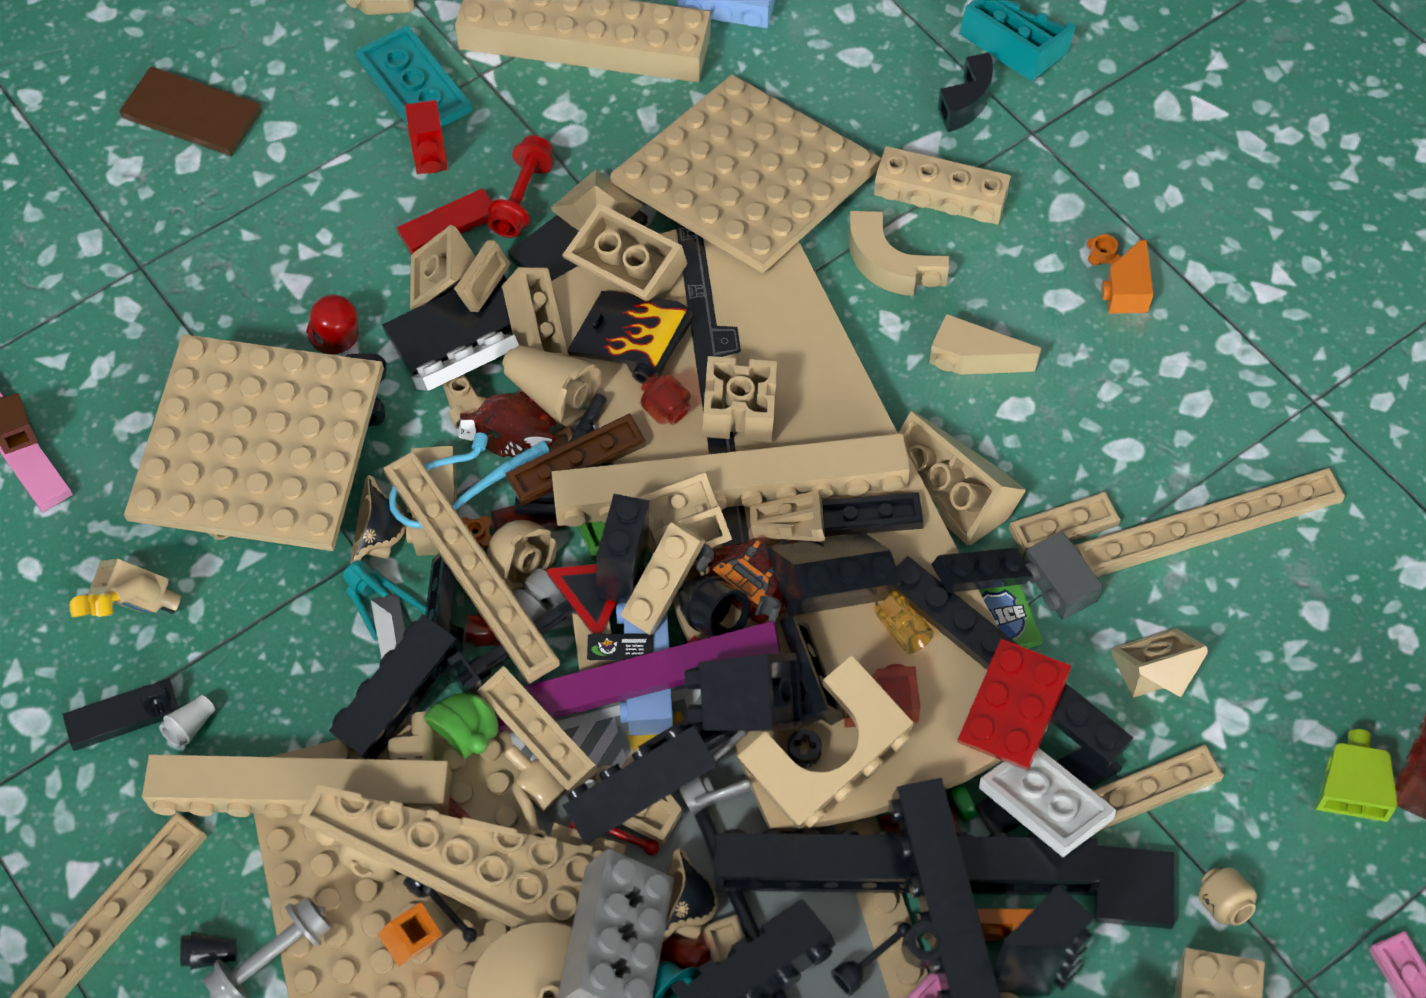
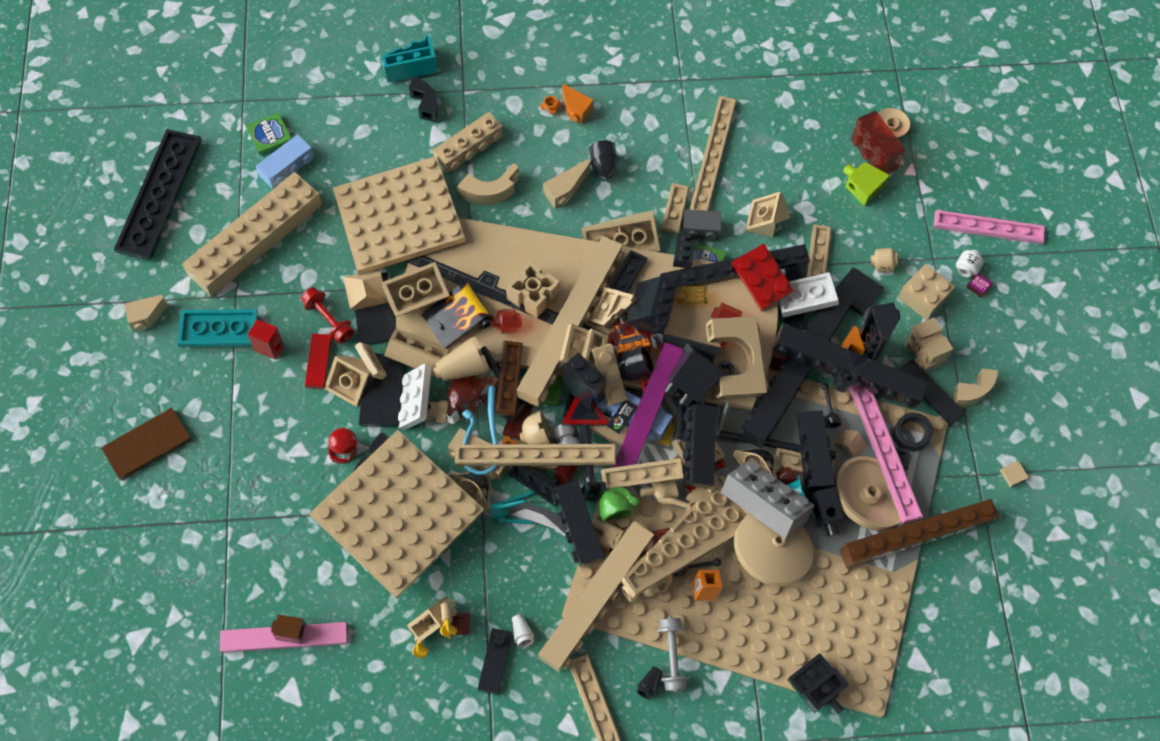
camera: 60 degrees left, 5 degrees up
(152, 634) = (462, 623): none -> clear red tile
(1063, 371) = (604, 158): none -> black helmet

